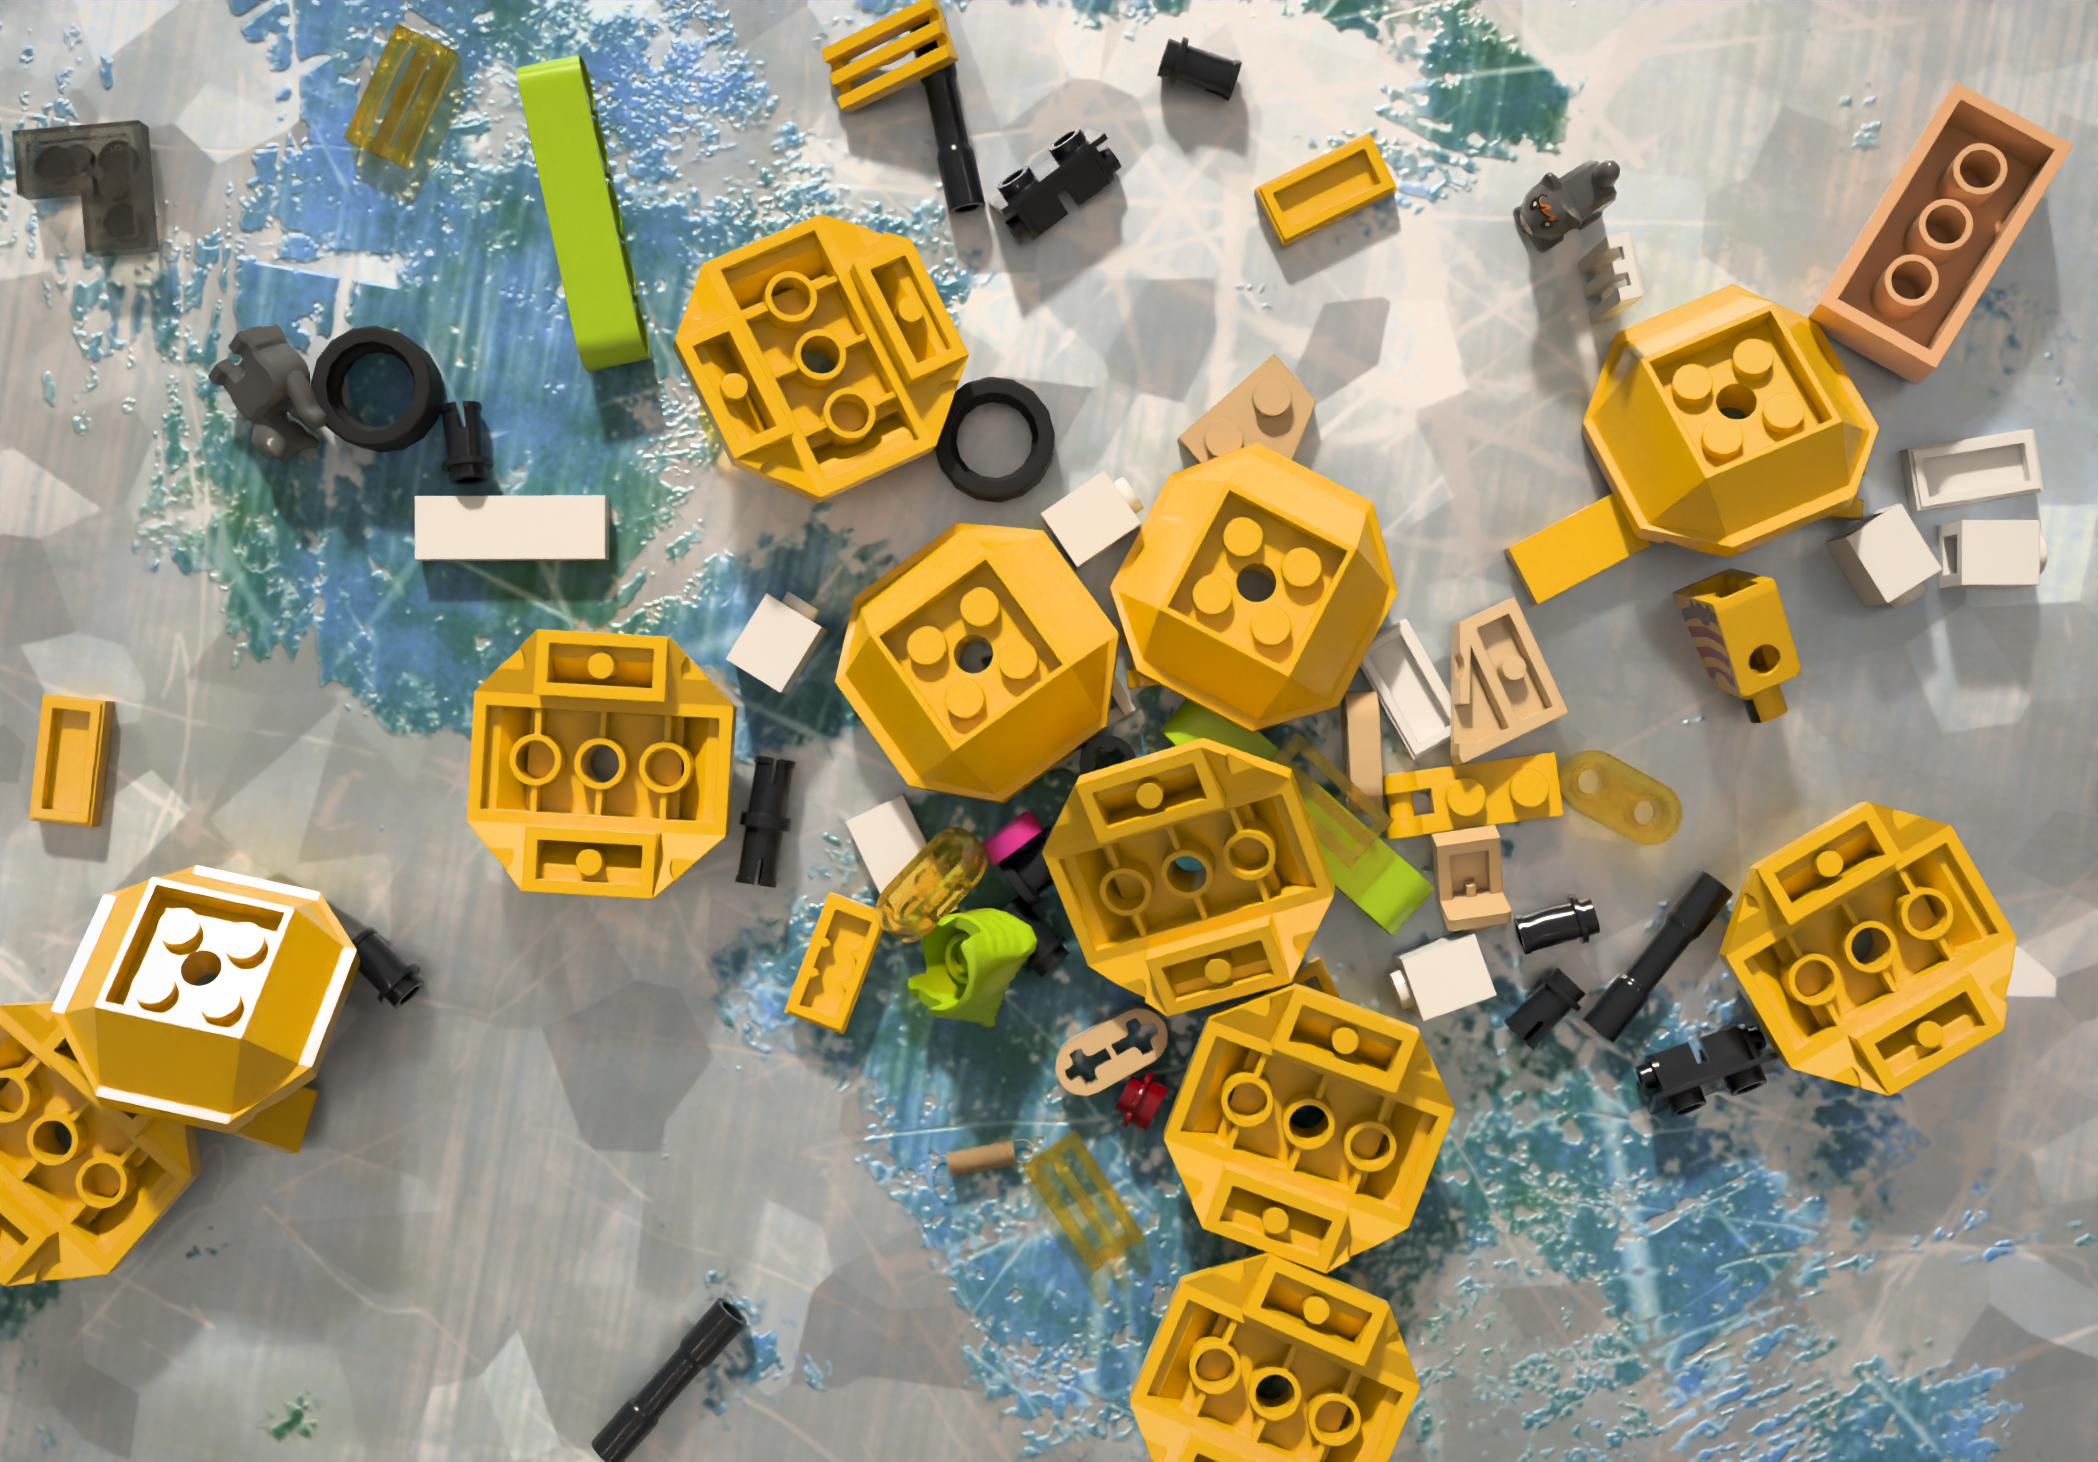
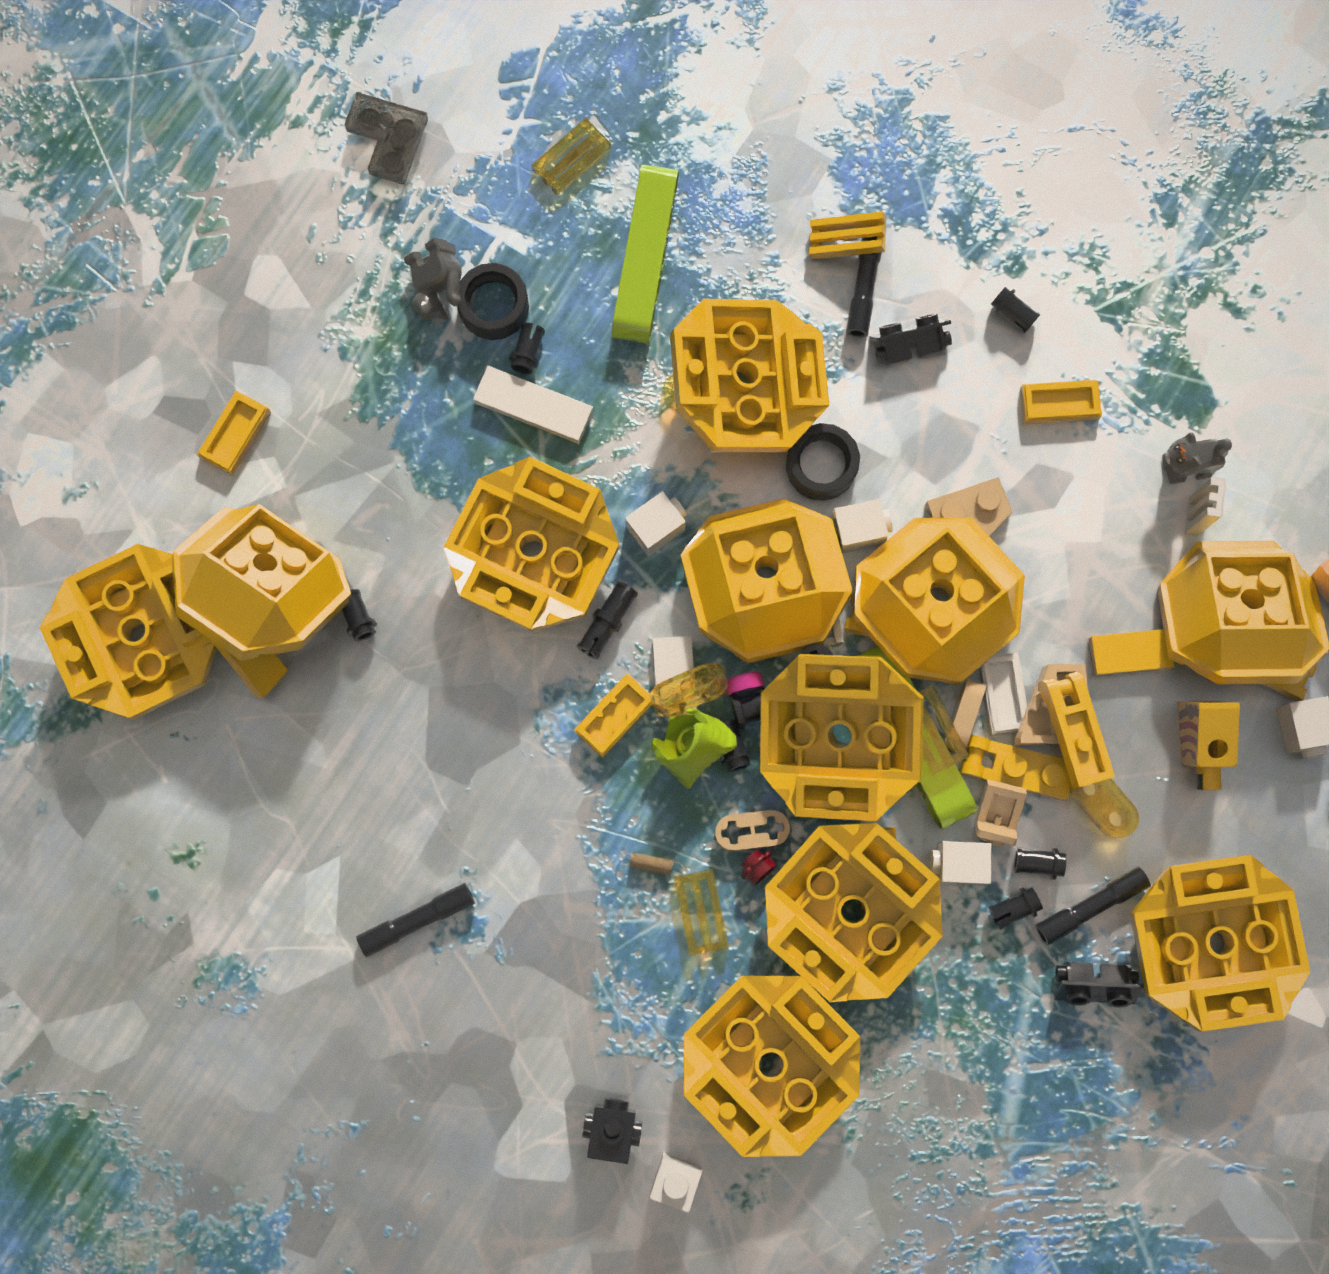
camera: 20 degrees right, 10 degrees down
(1541, 711) = (1077, 730): none -> yellow plate

